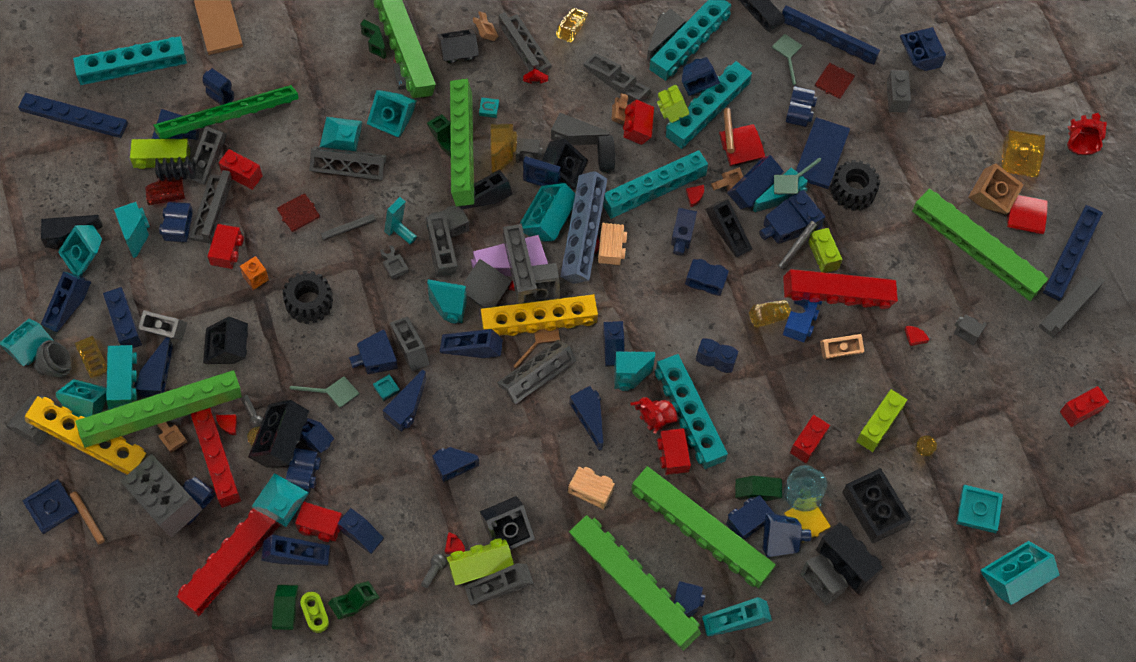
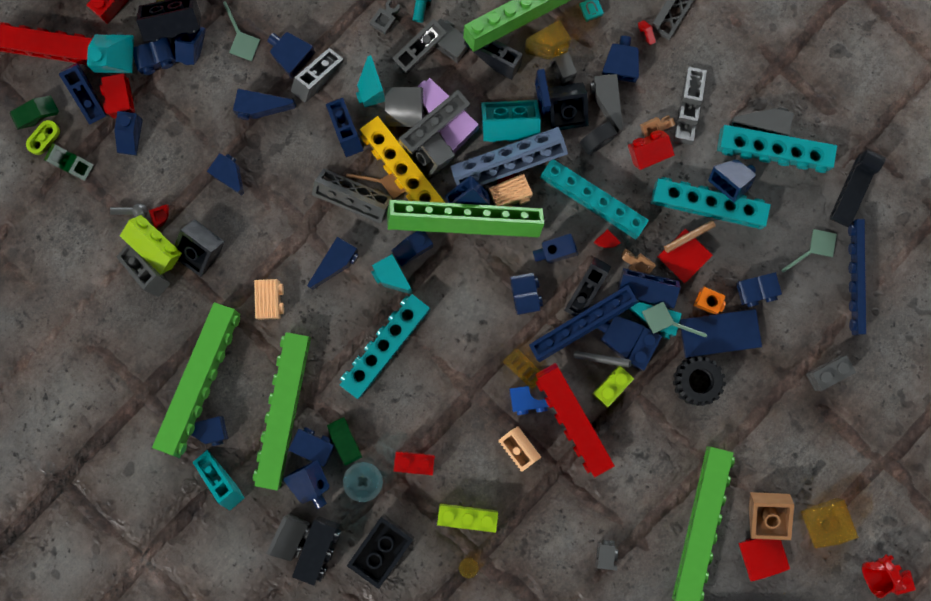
camera: 65 degrees right, 20 degrees up
(386, 387) = (267, 79): teal tile -> none
(549, 105) = (623, 61): none -> dark blue torso
(570, 25) = (715, 36): clear yellow slope -> none
(599, 274) = (468, 193): none -> dark blue torso
(616, 284) = (464, 218): none -> bright green brick
(655, 413) = (363, 317): red hair -> none
(672, 104) = (686, 170): lime brick -> none
(674, 451) = (339, 351): red brick -> none
(720, 356) = (451, 348): dark blue brick -> none
(759, 243) = (583, 323): none -> dark blue plate
(790, 151) = (701, 301): none -> orange brick
(810, 520) = (337, 499): yellow piece -> none
(834, 80) = (810, 306): clear red piece -> none
(915, 335) = (573, 509): red tile -> none
(924, 49) = (893, 374): dark blue slope -> none

